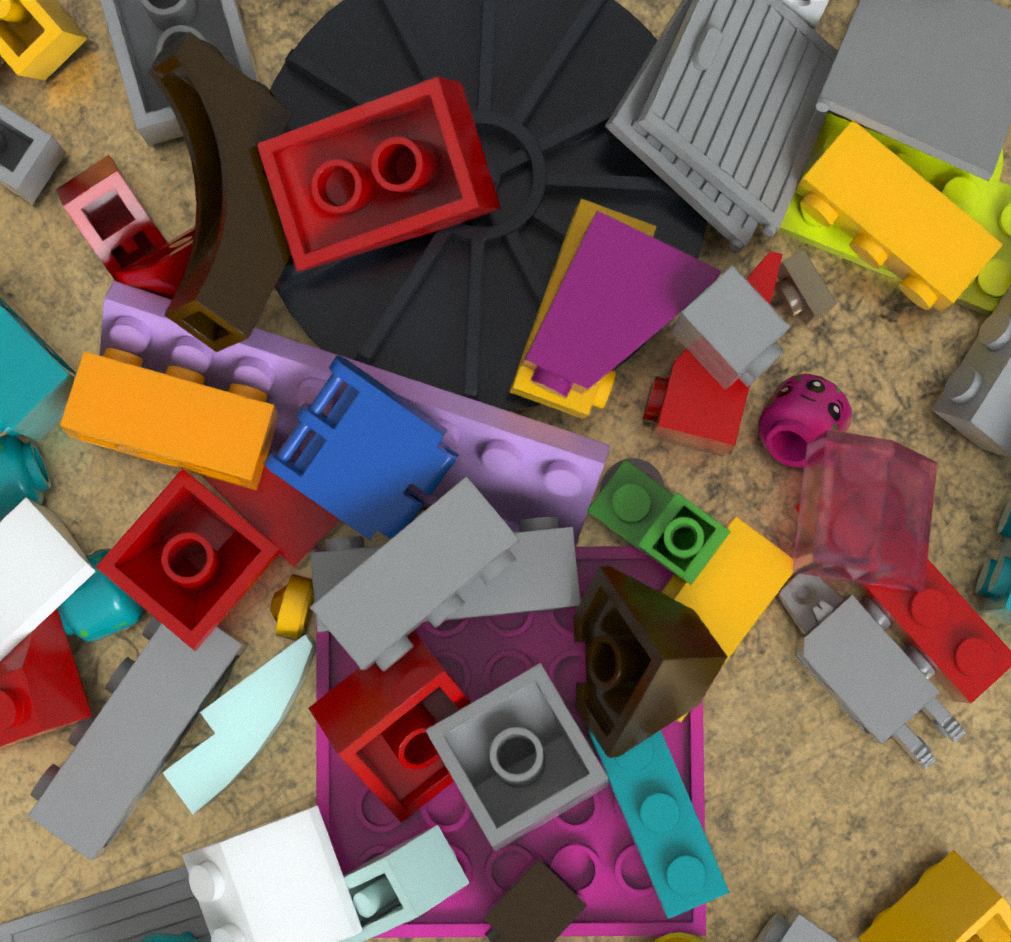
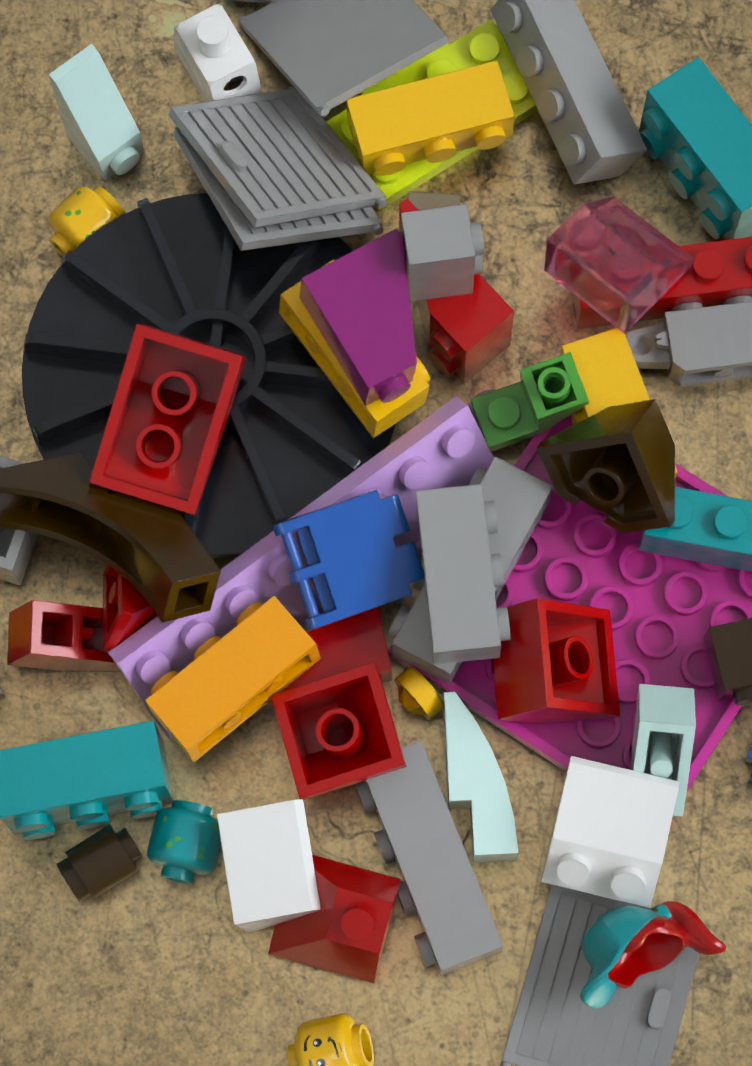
camera: 55 degrees left, 10 degrees down
(98, 606) = (328, 823): teal head -> none
(518, 757) = (629, 597): light grey slope -> none
(799, 413) = (519, 272): dark pink head -> none

